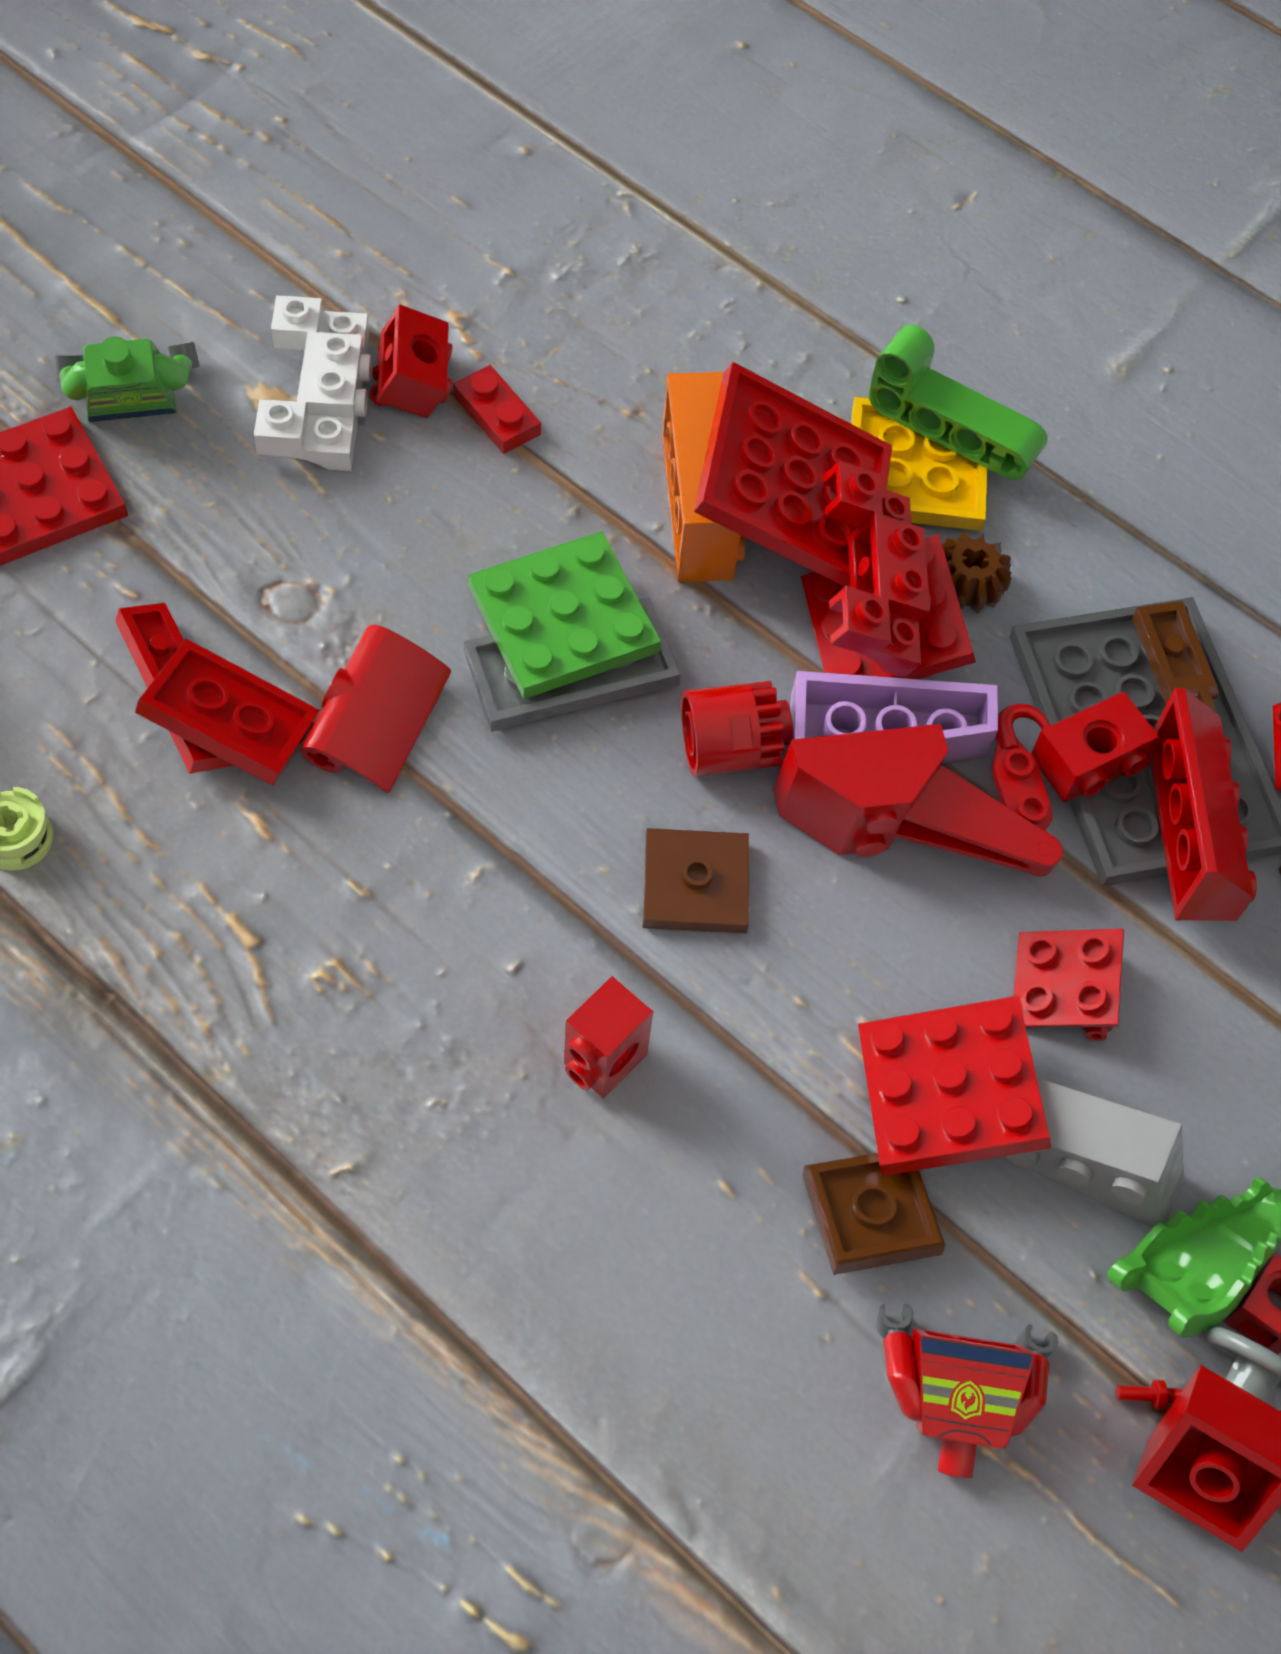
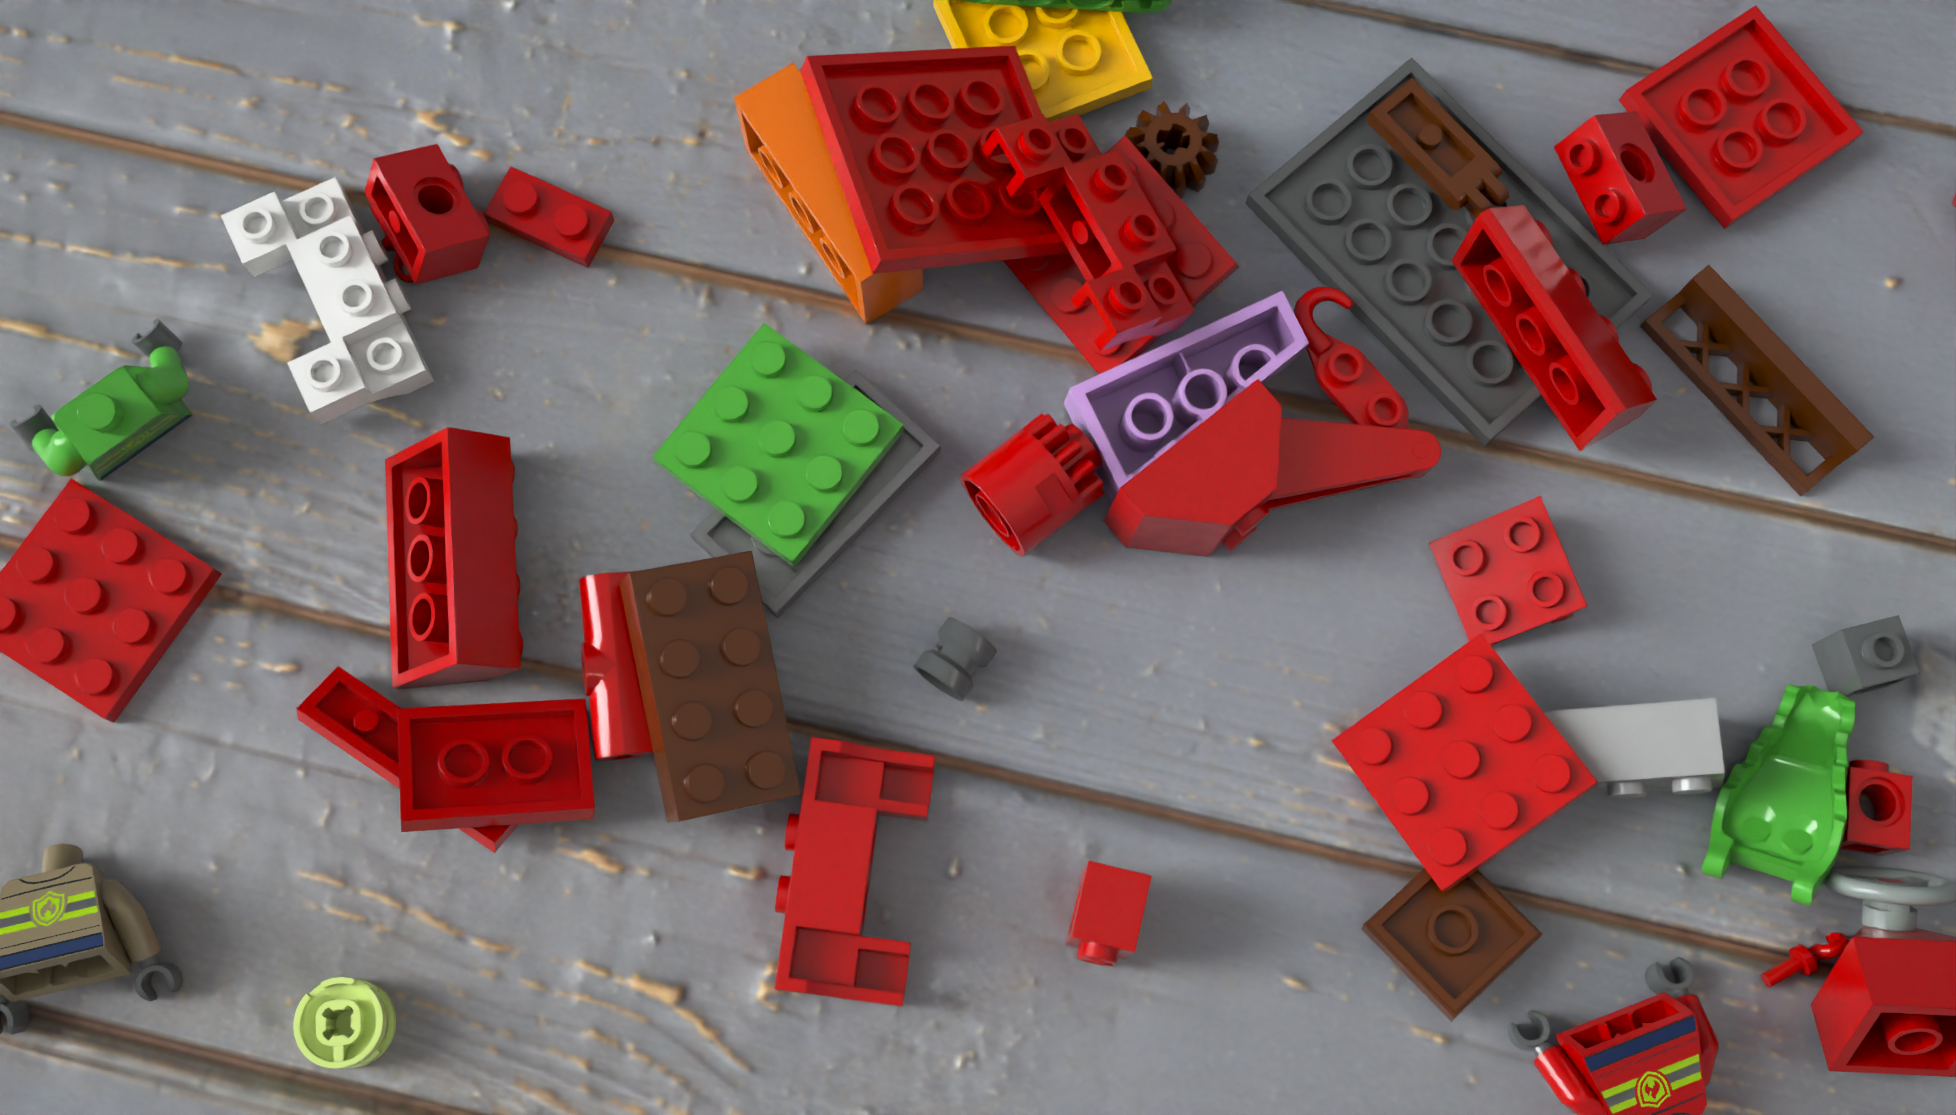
camera: 25 degrees left, 15 degrees up
(288, 578) = (452, 560): none -> red slope
(411, 735) = (709, 686): none -> reddish brown brick
(422, 906) = (832, 870): none -> red bracket
(603, 819) = (957, 659): none -> dark grey wheel
(696, 880) = (1084, 670): reddish brown plate -> none
(1109, 726) = (1420, 272): red brick -> none

